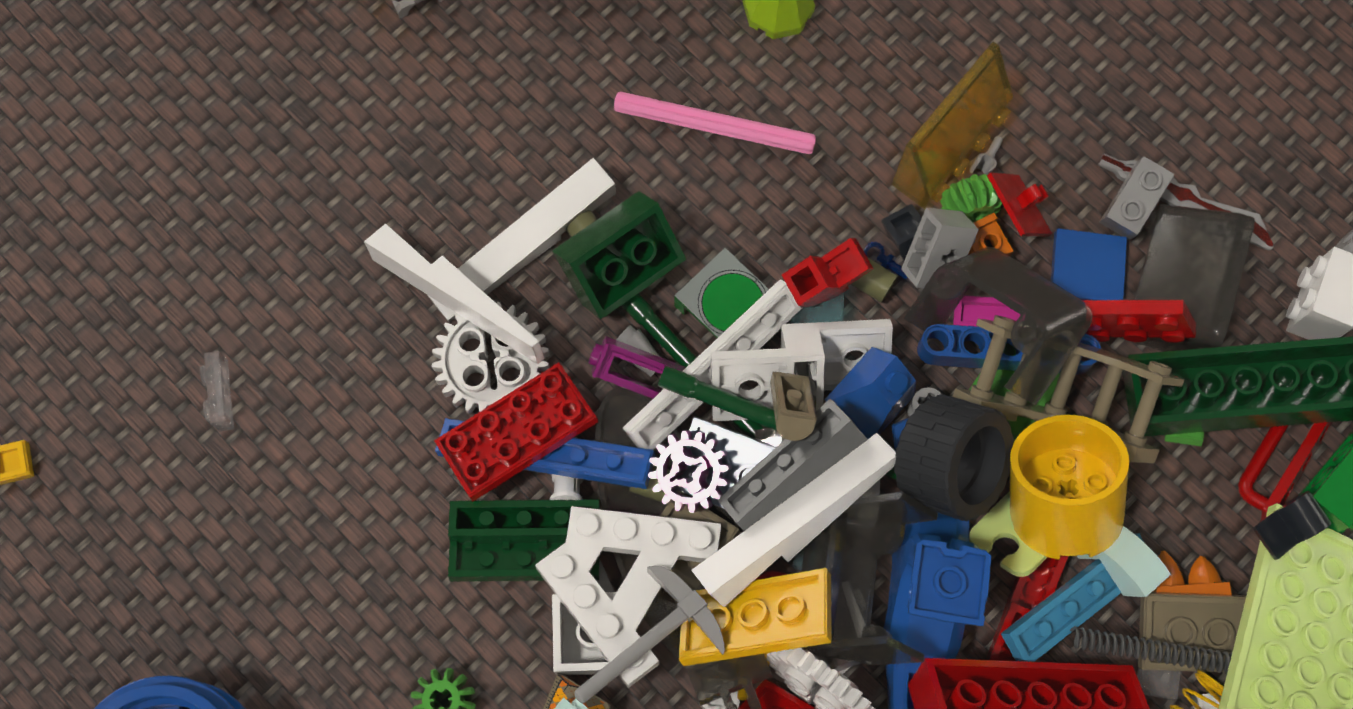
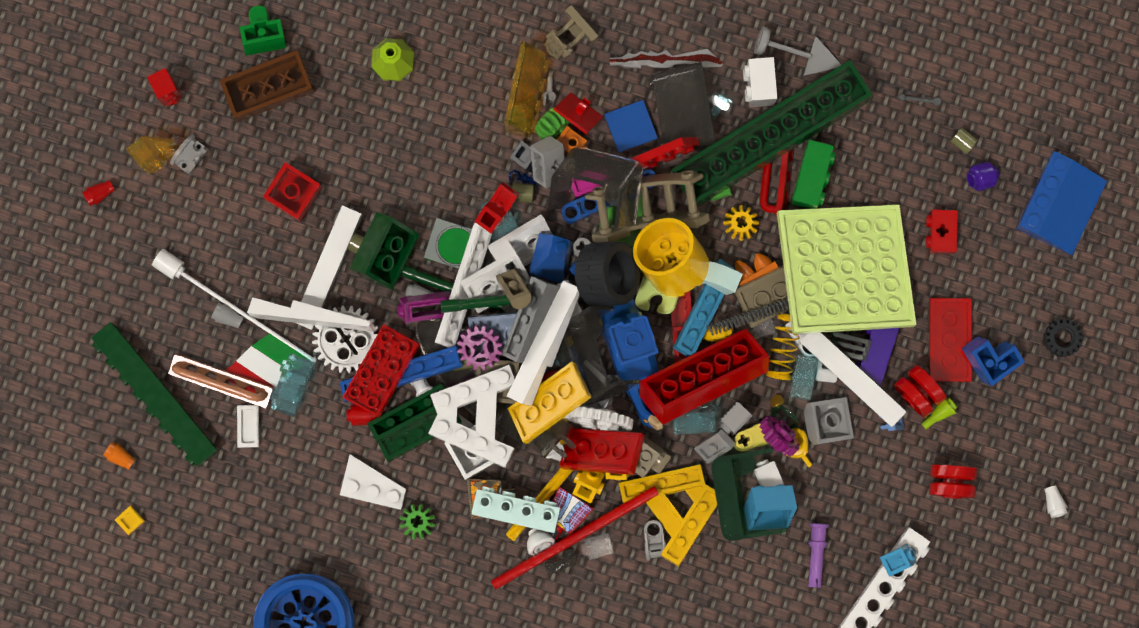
camera: 25 degrees left, 10 degrees up
(53, 355) = (118, 455): none -> orange cone
(160, 296) = (154, 394): none -> dark green brick
(216, 379) = (219, 437): clear plate -> none
(270, 414) = (247, 426): none -> white tile
(313, 380) = (179, 369): none -> nougat piece
(333, 234) = (225, 315): none -> light grey cone
(353, 333) = (264, 357): none -> flag
(374, 375) = (291, 385): none -> clear light blue brick
(402, 604) = (370, 486): none -> white wing
(443, 484) = (358, 416): none -> red brick
(531, 106) = (292, 192): none -> red brick
(689, 607) = (515, 414): light grey piece -> none
(714, 122) = (393, 148): bright pink axle -> none
(1067, 652) = (717, 337): none -> yellow cone
(1076, 87) = (577, 27): none -> dark tan tile
(1136, 198) = (637, 78): light grey brick -> none
(1210, 503) = (748, 222): none -> yellow gear
(1247, 299) = (720, 102): none -> clear light blue tile
(1292, 524) = (789, 220): black panel -> none

